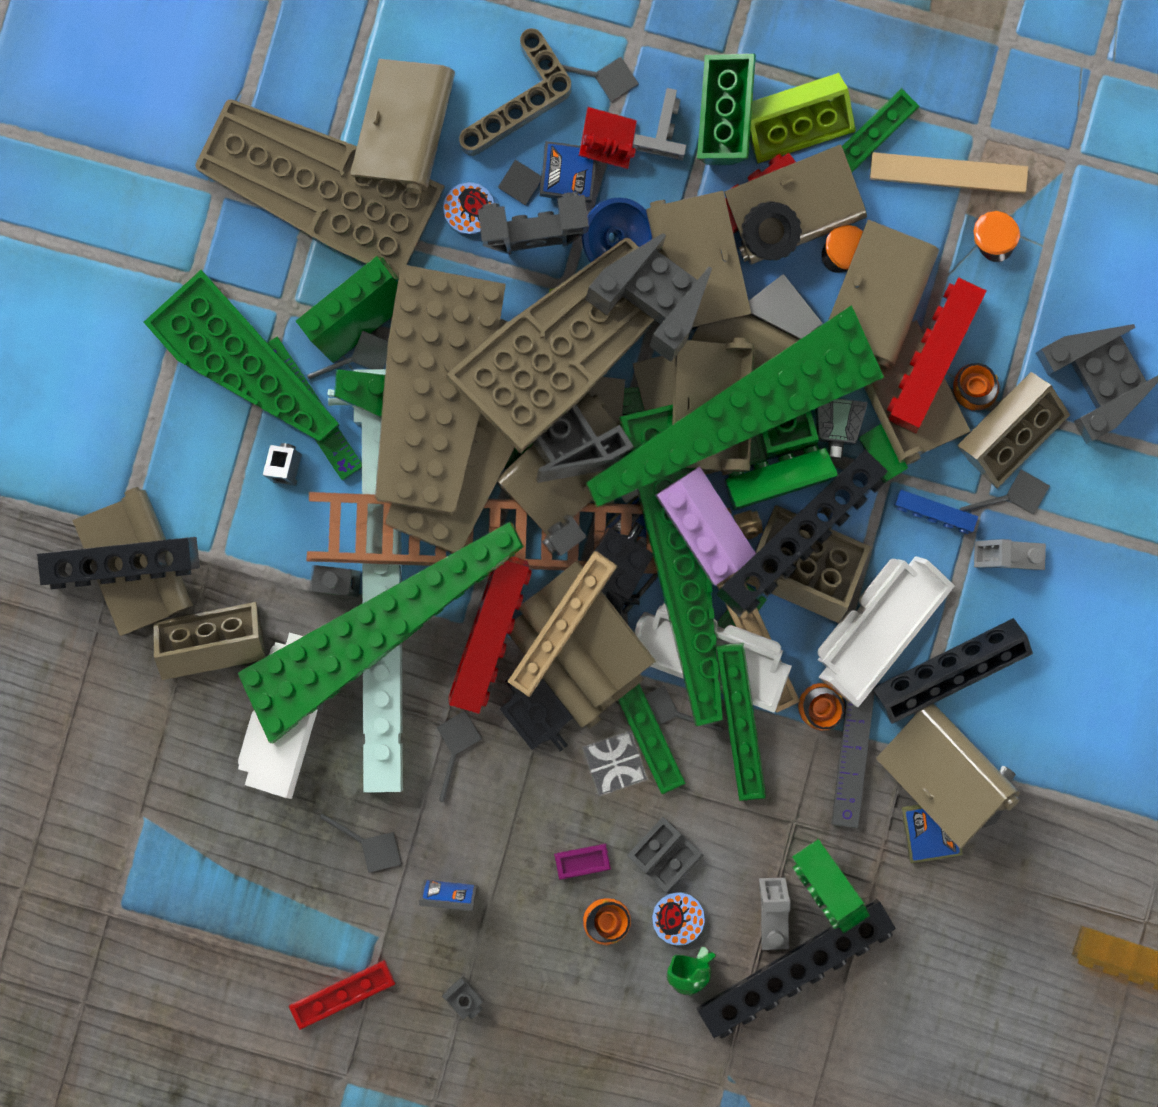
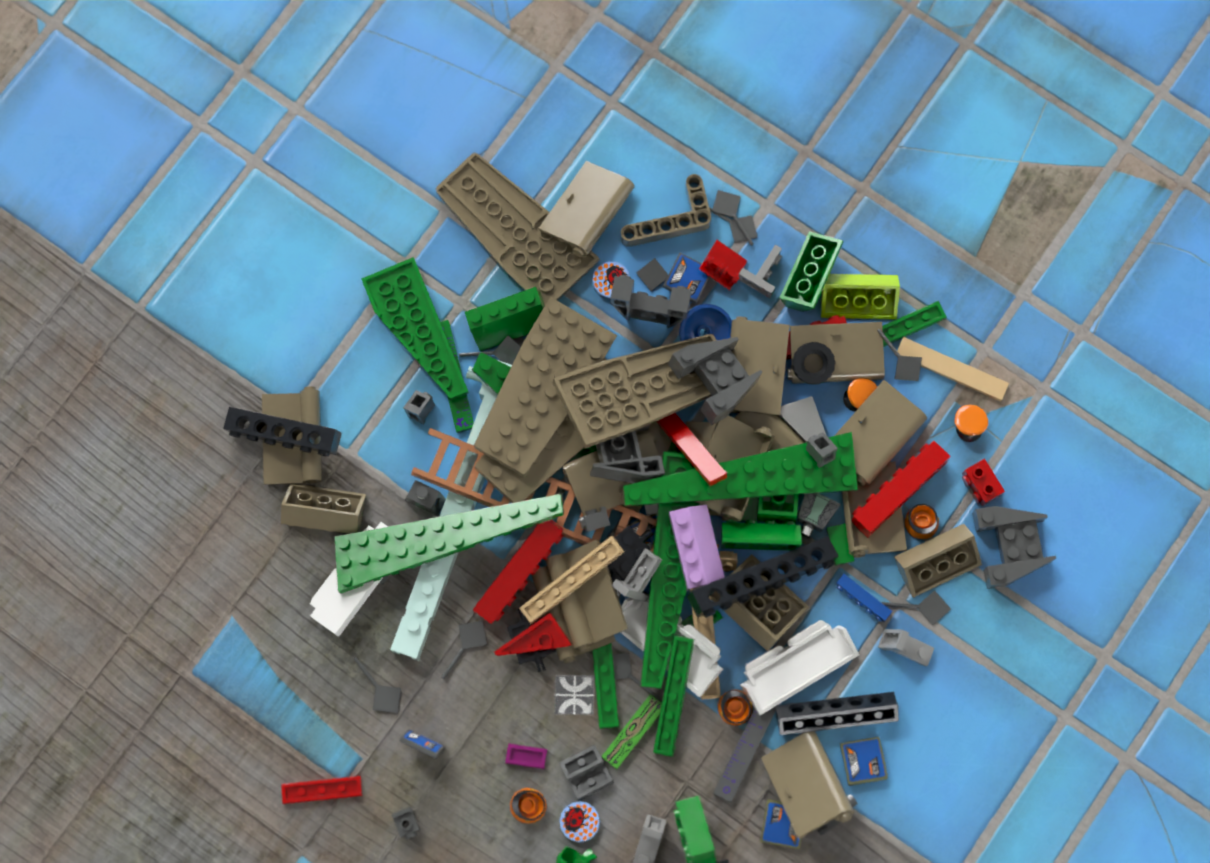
camera: 20 degrees right, 10 degrees down
(548, 706) = (540, 636): none -> red wing
(584, 54) = (727, 205): none -> dark grey piece
(646, 589) = (639, 576): none -> light grey bracket
(658, 402) = (692, 449): none -> tile
(705, 783) = (633, 732): none -> bright green tile
(822, 343) = (821, 449): none -> dark grey brick
(891, 190) = (907, 366): none -> dark grey piece
(1005, 717) = (863, 761): none -> slope
(1037, 309) = (982, 482): none -> red brick

